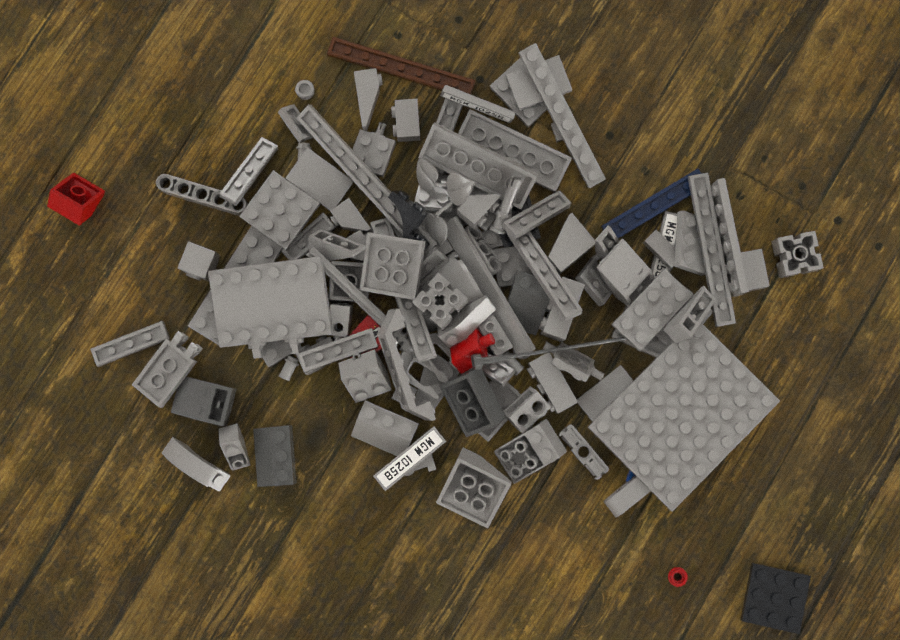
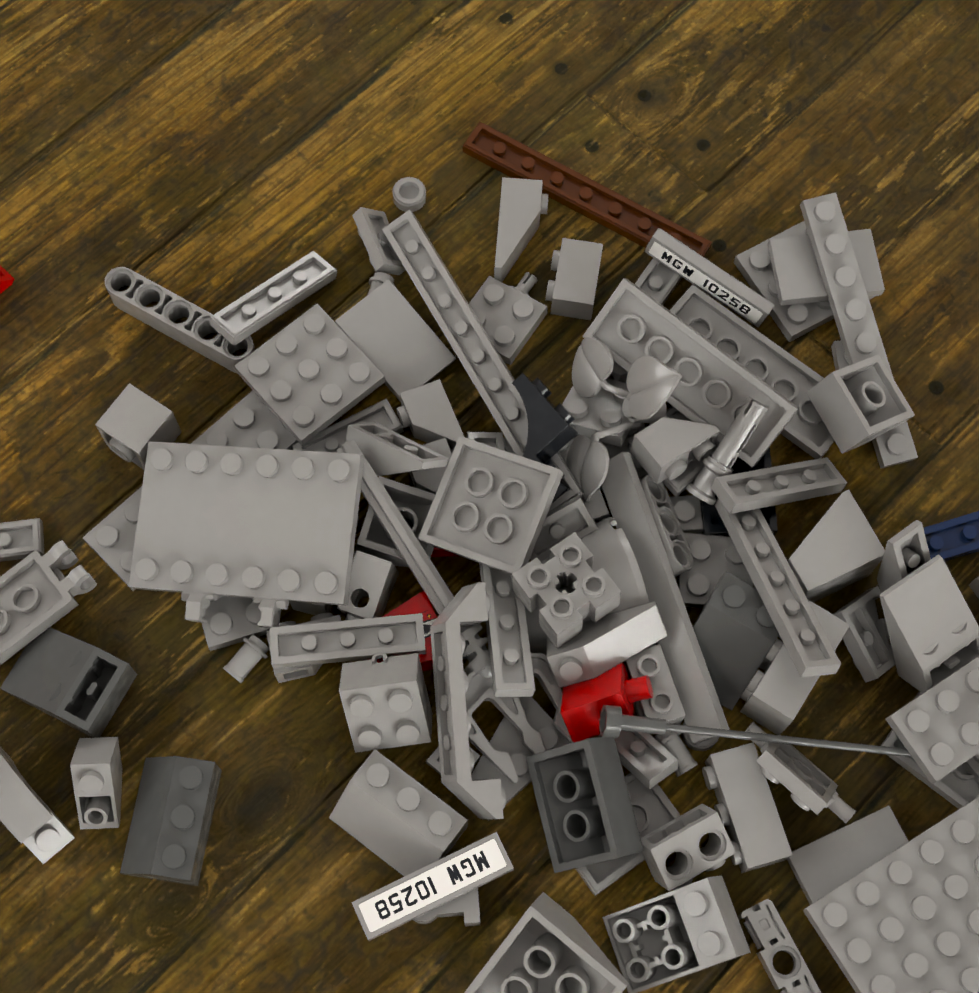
camera: 15 degrees right, 15 degrees down
(570, 160) = (859, 403): none -> light grey slope

